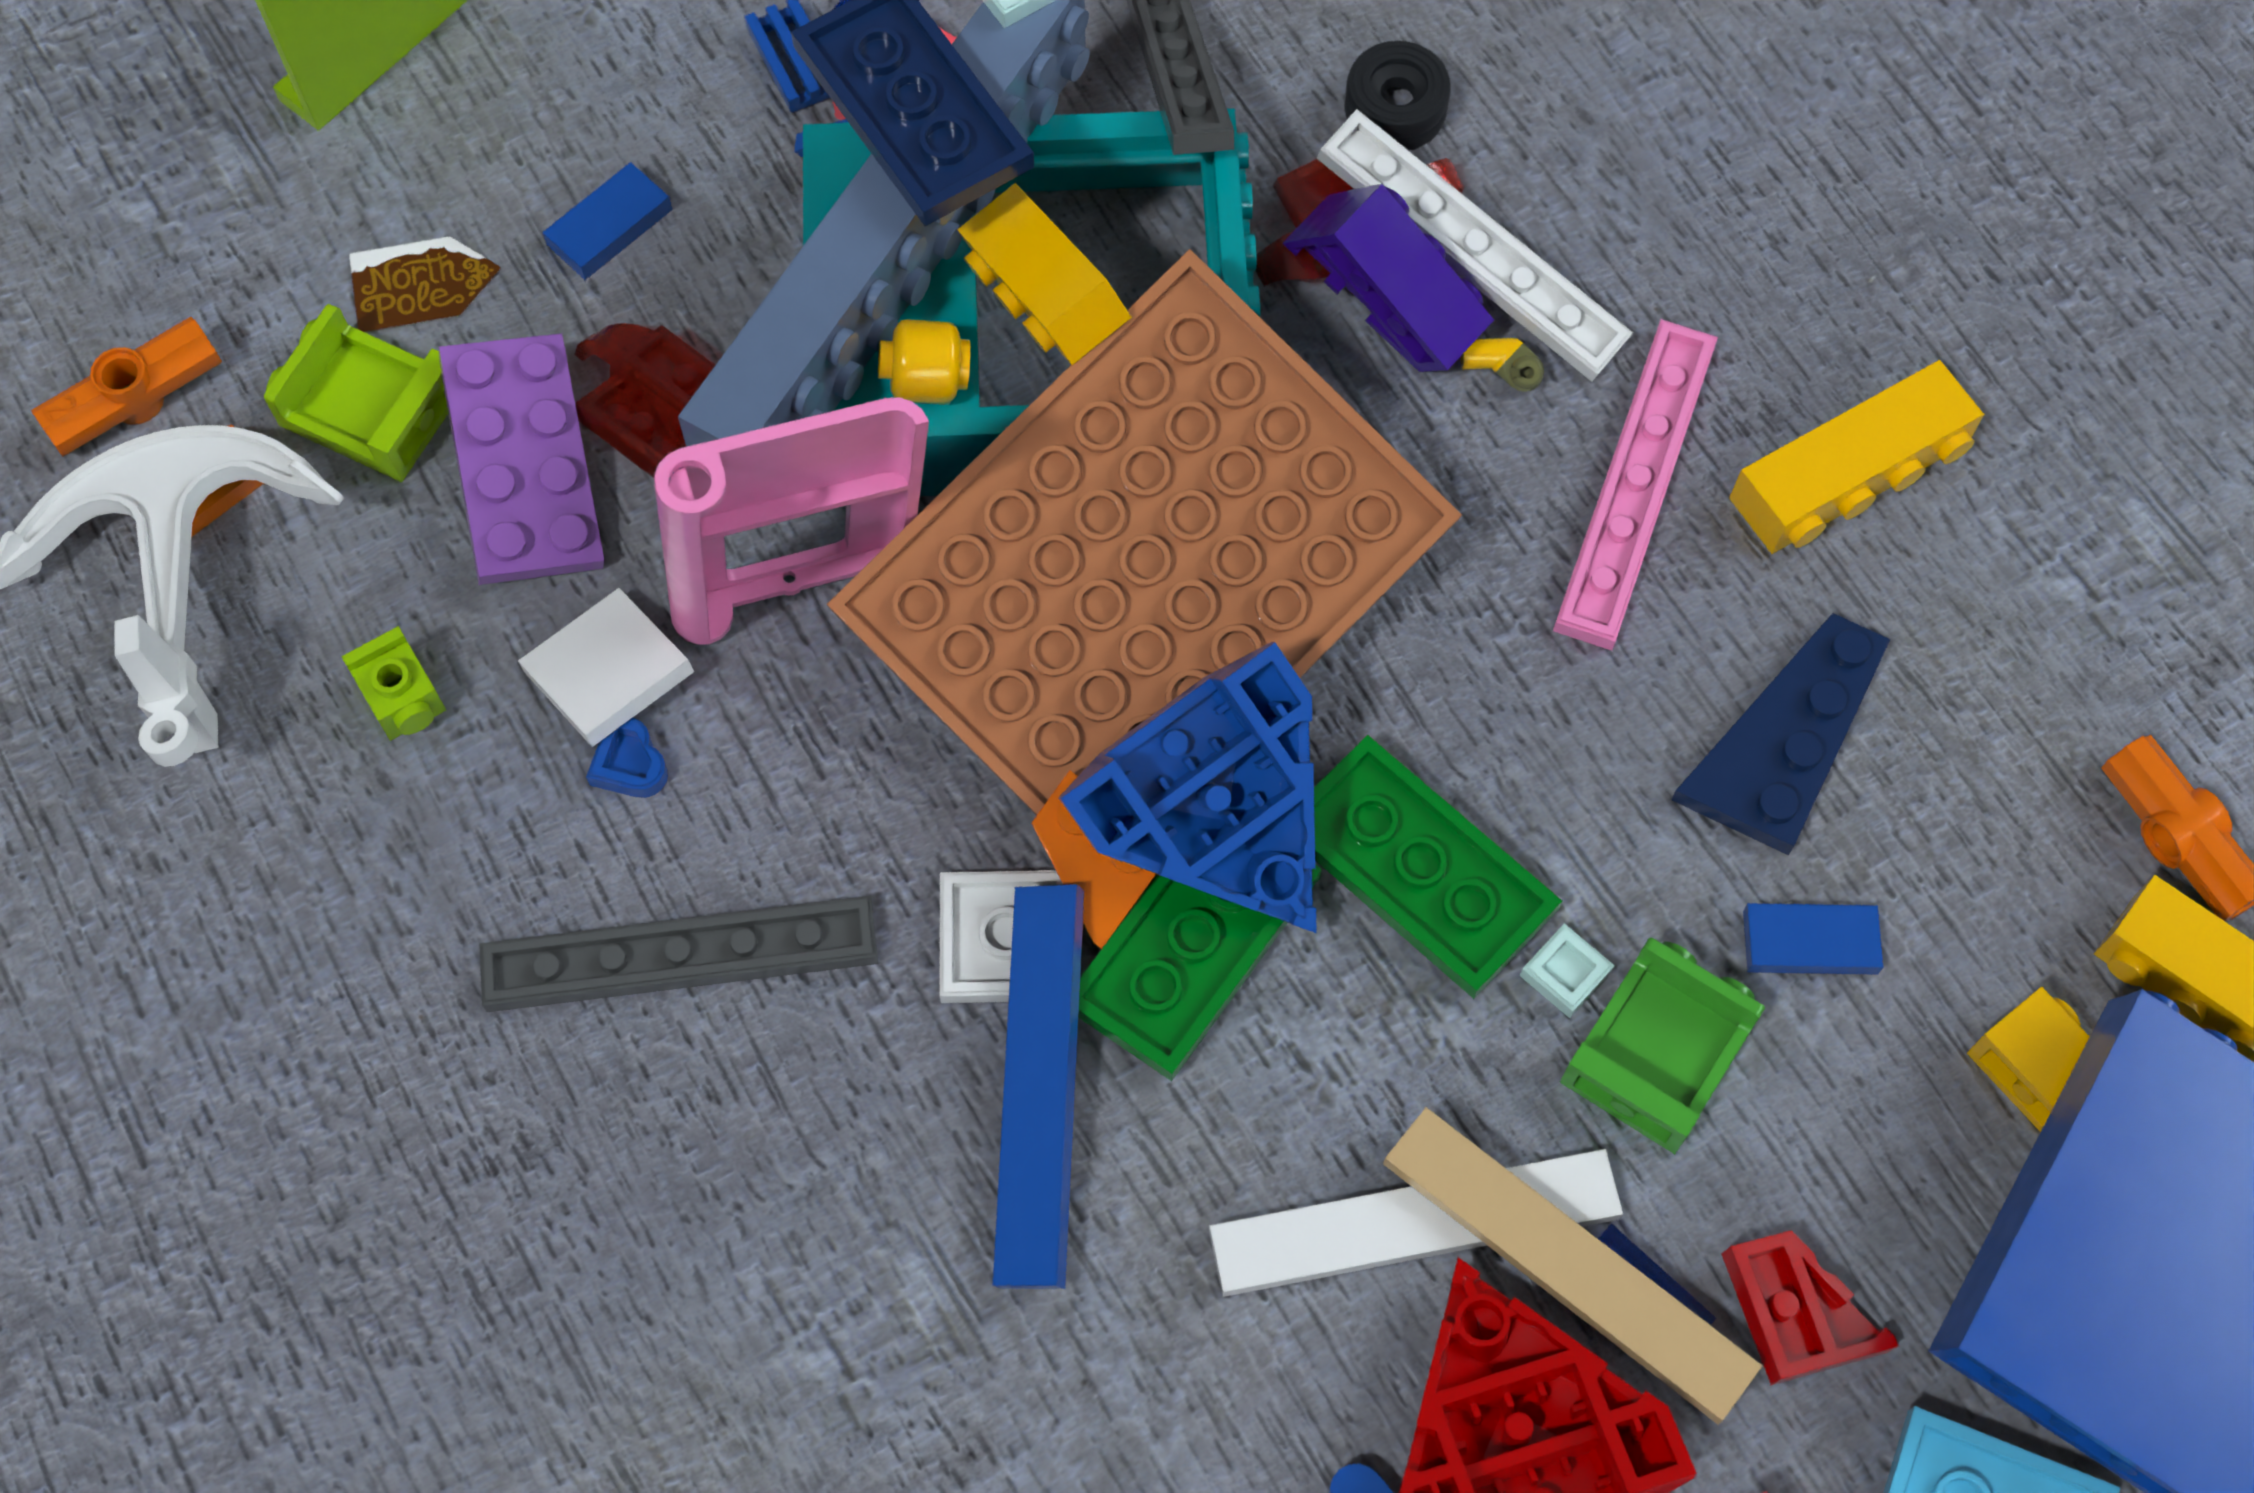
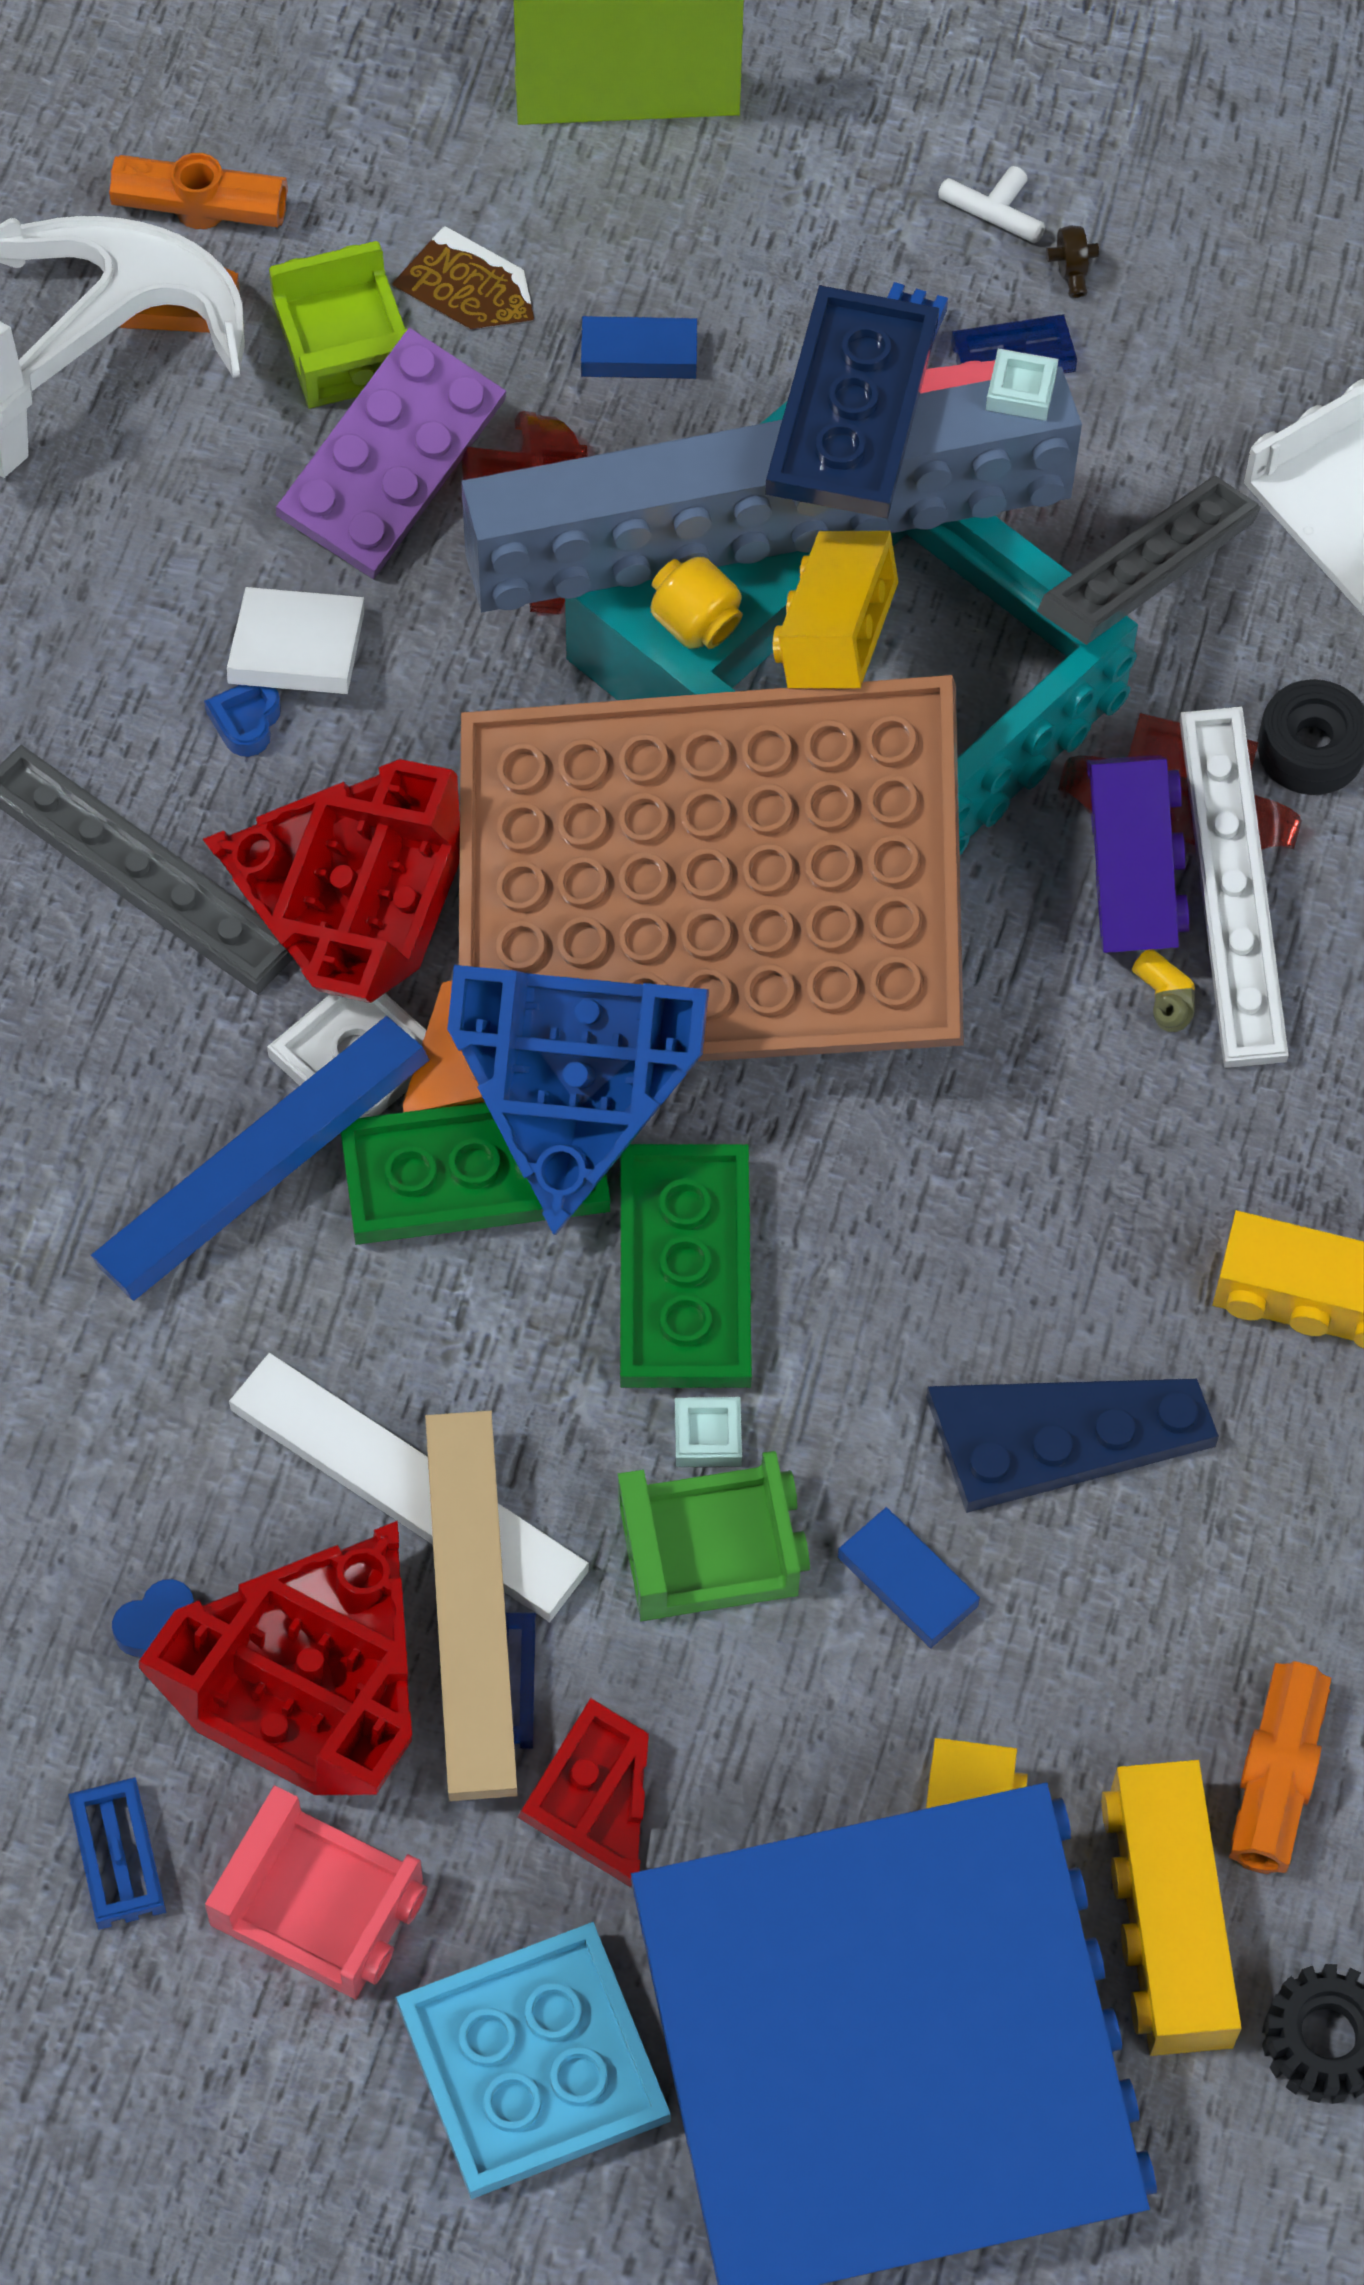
camera: 45 degrees right, 5 degrees down
(394, 684) = (151, 531): lime brick -> none
(845, 457) = (425, 550): bright pink piece -> none
(865, 807) = (353, 875): none -> red wedge
(1635, 485) = (1165, 1163): bright pink tile -> none

